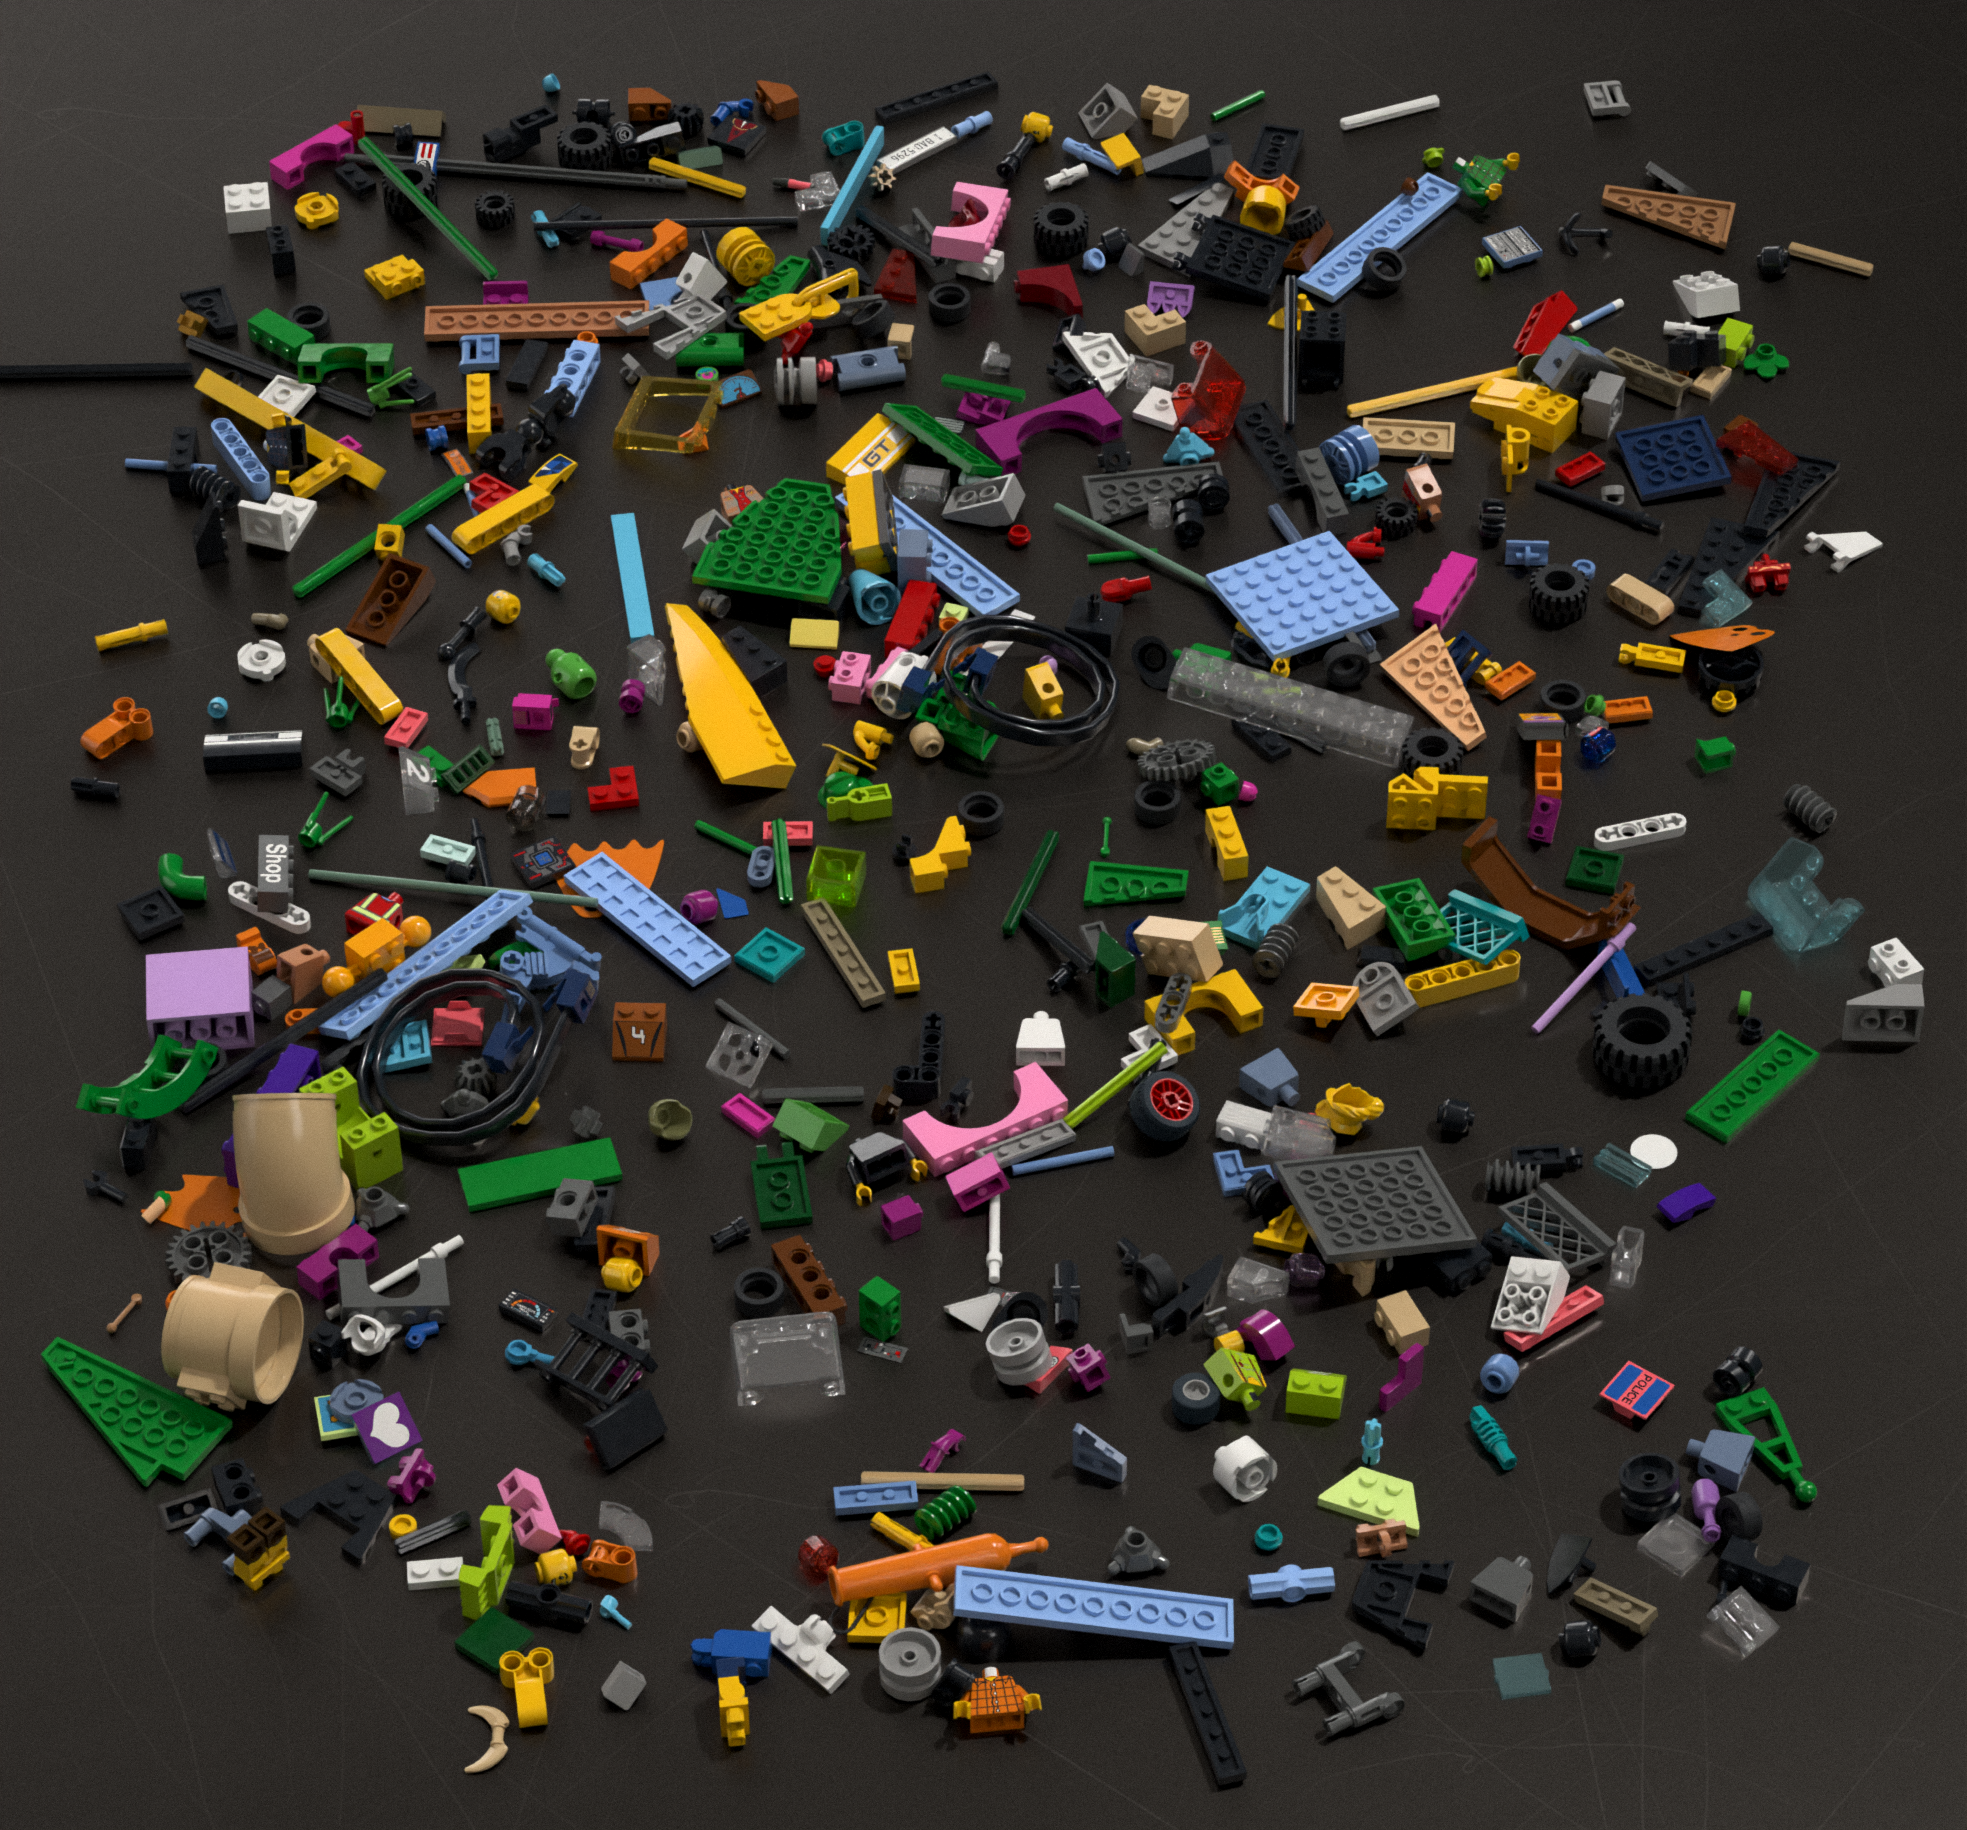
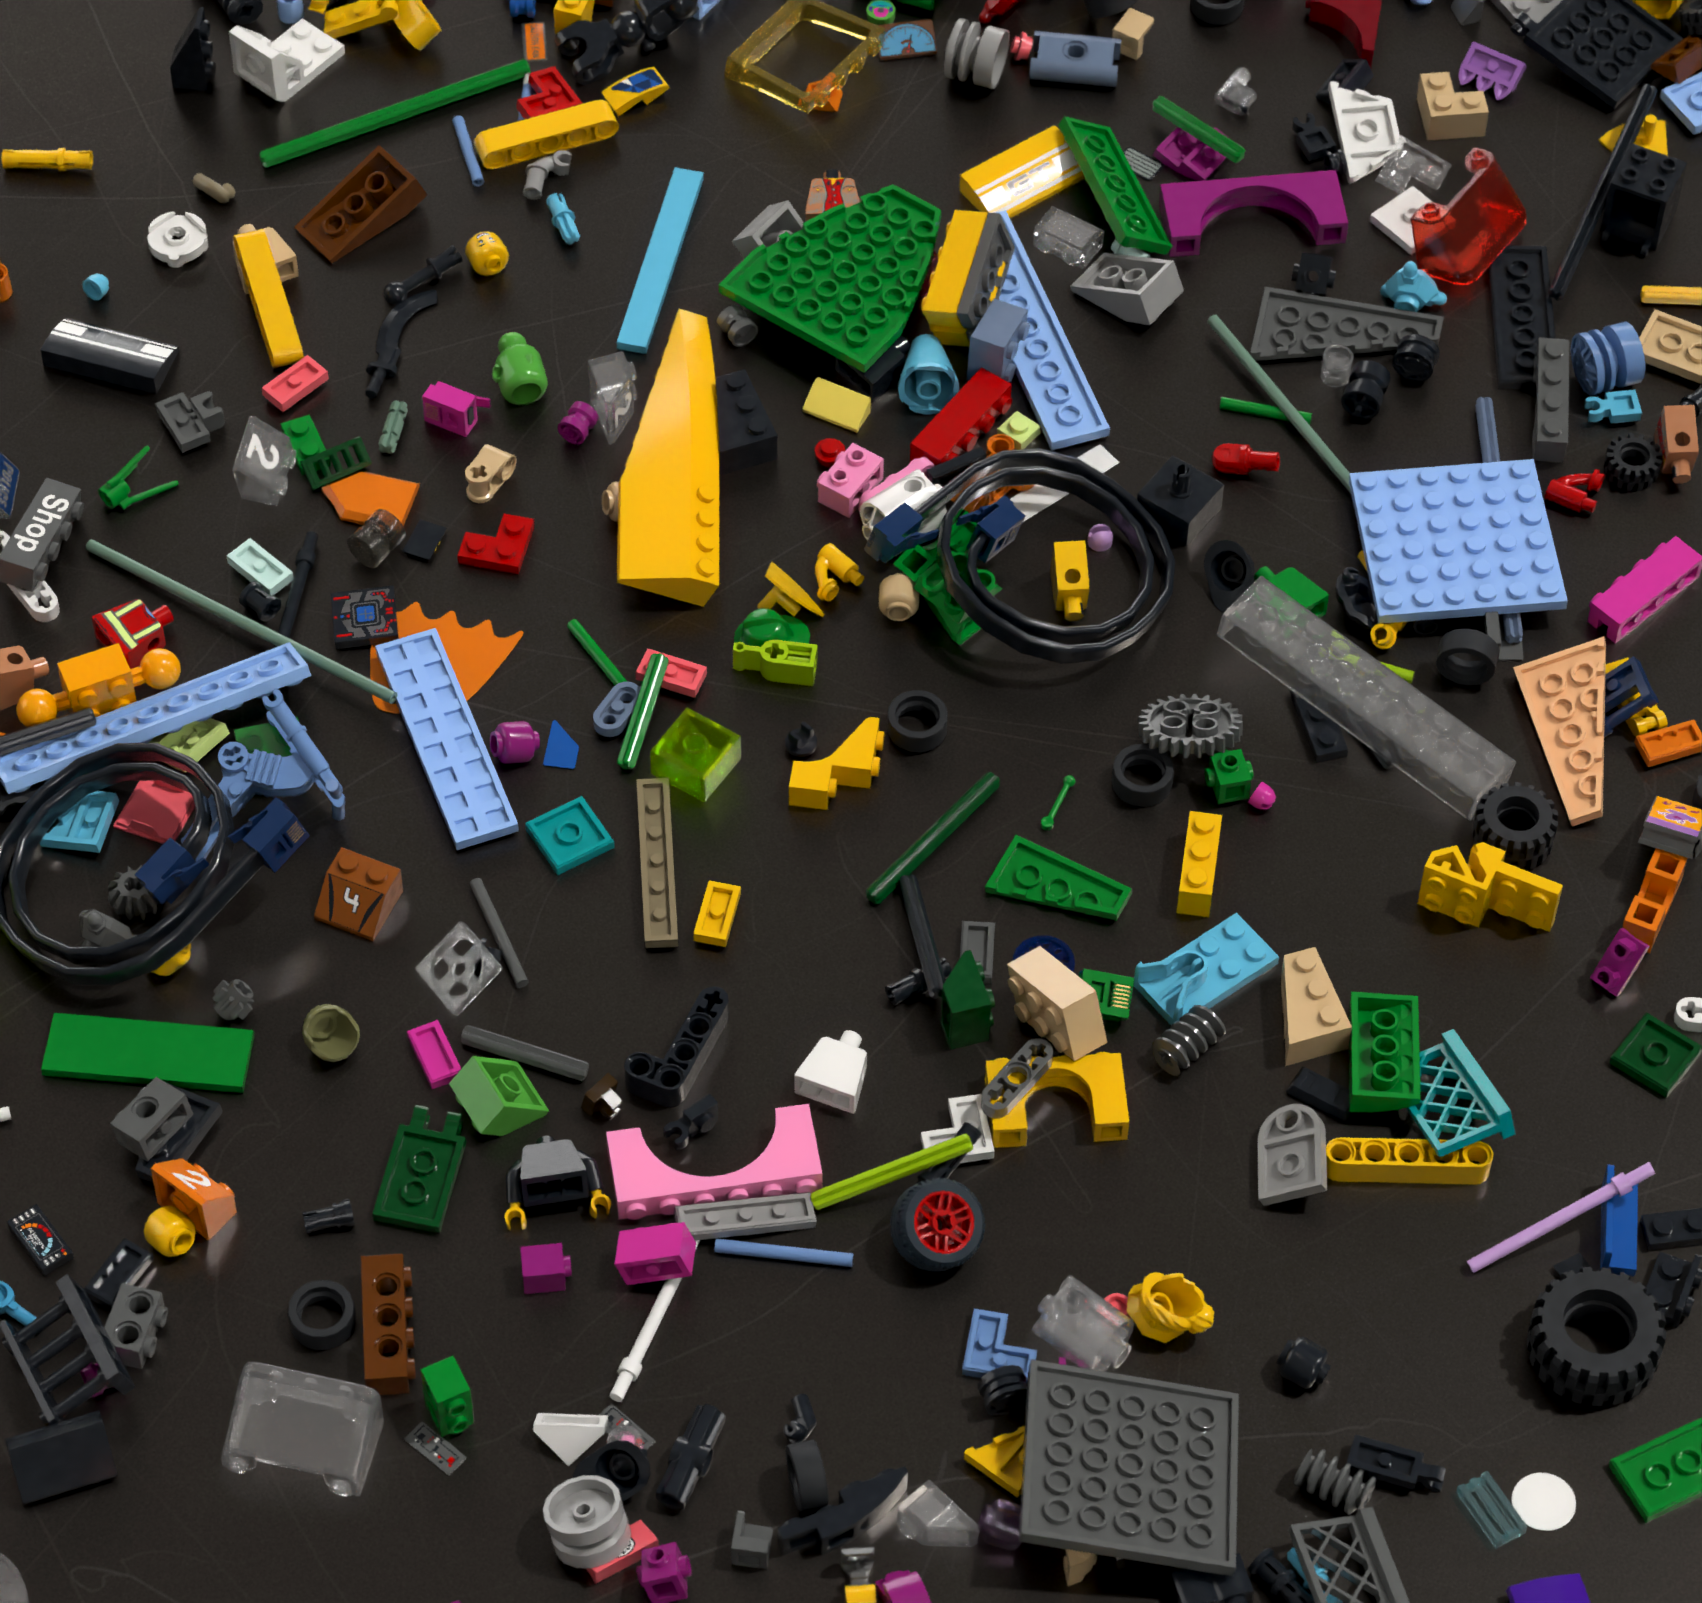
camera: 20 degrees right, 10 degrees up
(338, 714) = (228, 336): green plant -> none
(389, 533) = (393, 116): yellow brick -> none
(1019, 535) = (1150, 344): red plate -> none
(1139, 746) = (1160, 689): dark tan arm -> none
(1242, 1124) = (1026, 1279): white brick -> none
(1271, 1079) = (1095, 1227): sand blue torso -> none
(1326, 1002) = (1216, 1137): light orange hinge -> none
(1542, 912) = (1550, 1084): reddish brown panel -> none

